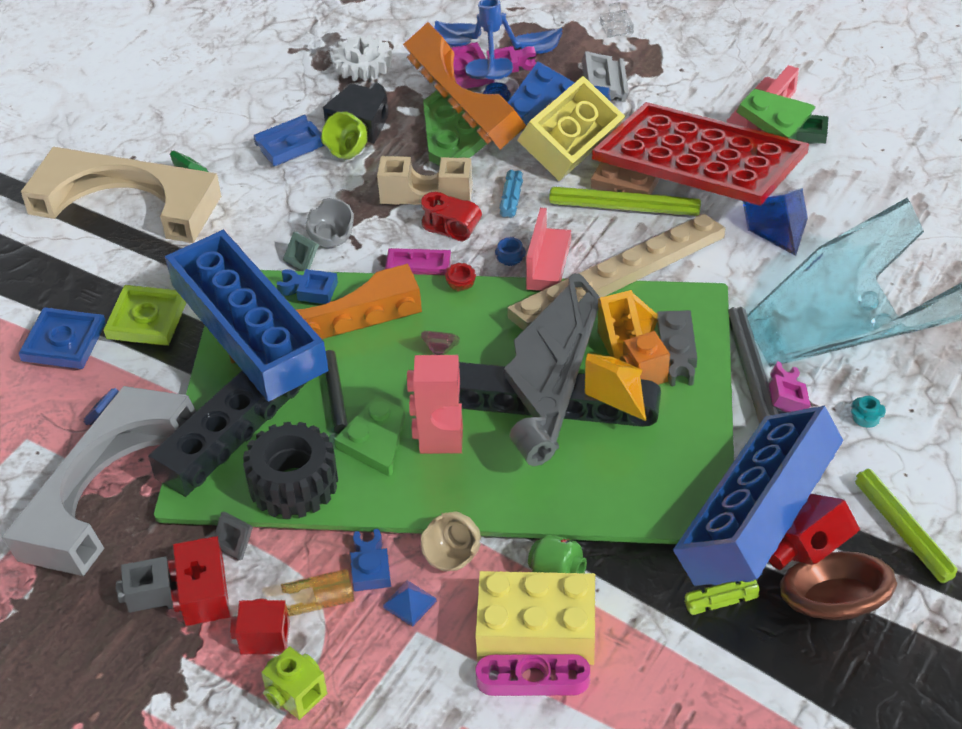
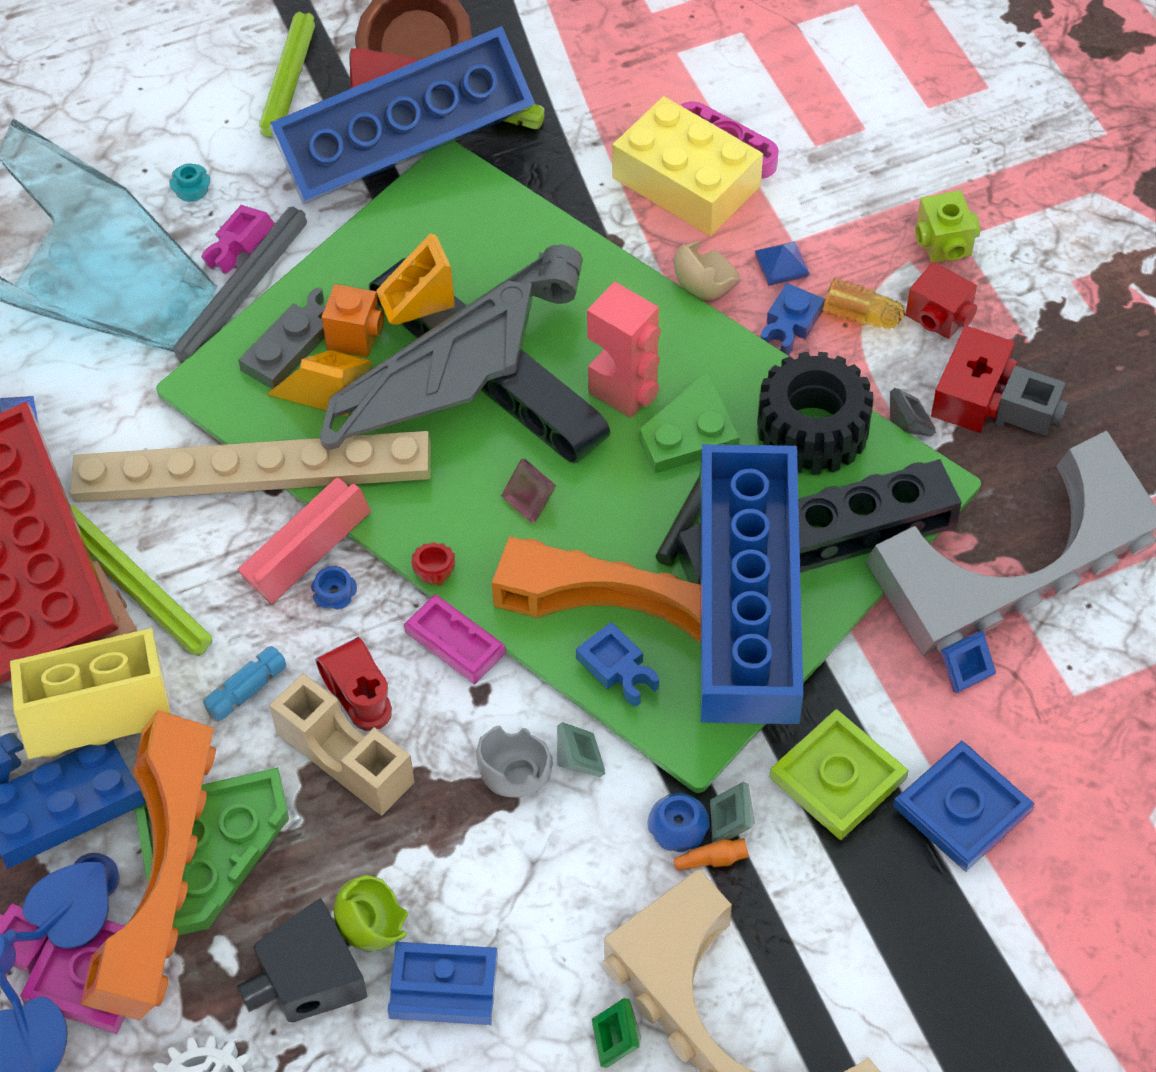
camera: 145 degrees left, 10 degrees up
(556, 555) = (623, 202): bright green head -> none

